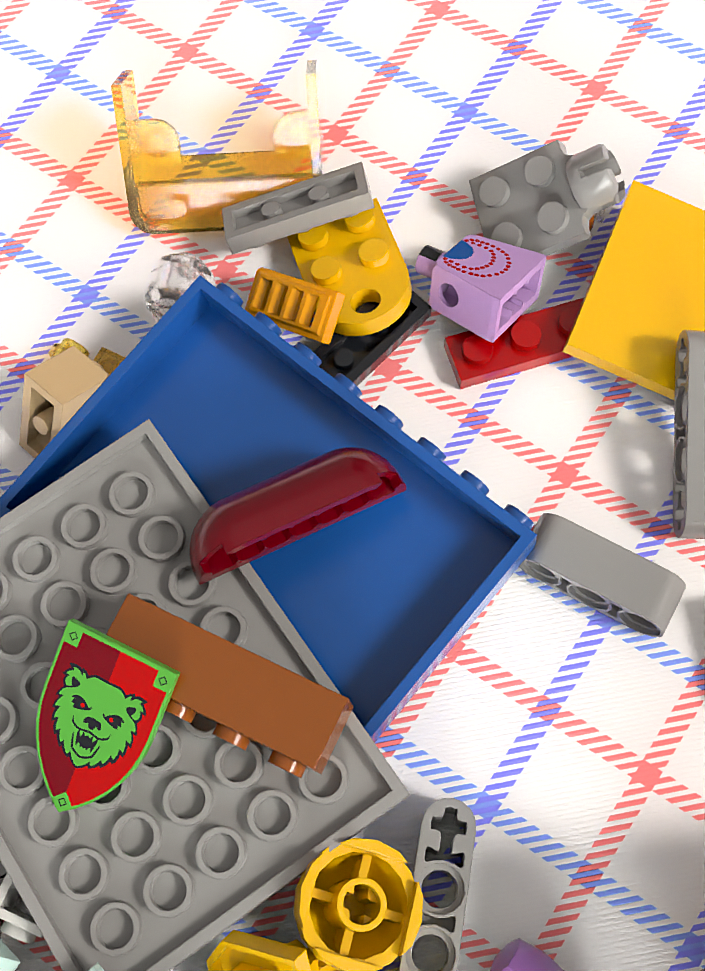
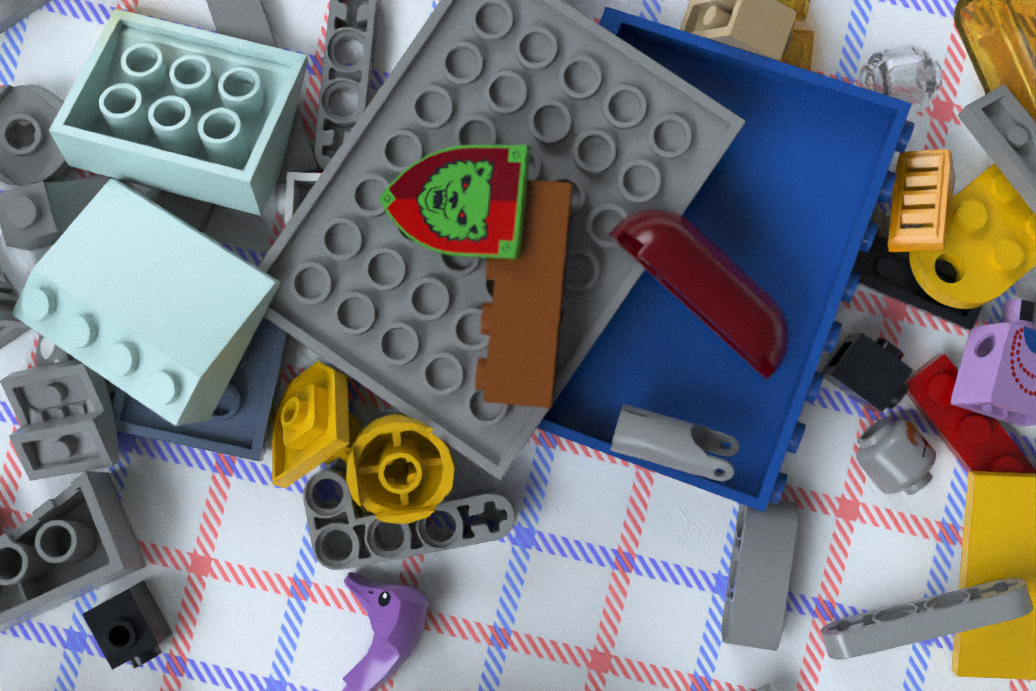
camera: 70 degrees right, 20 degrees up
(434, 598) = (673, 443): none -> light grey piece
(437, 405) = (869, 372): none -> black brick
(527, 410) = (896, 456): none -> light grey head

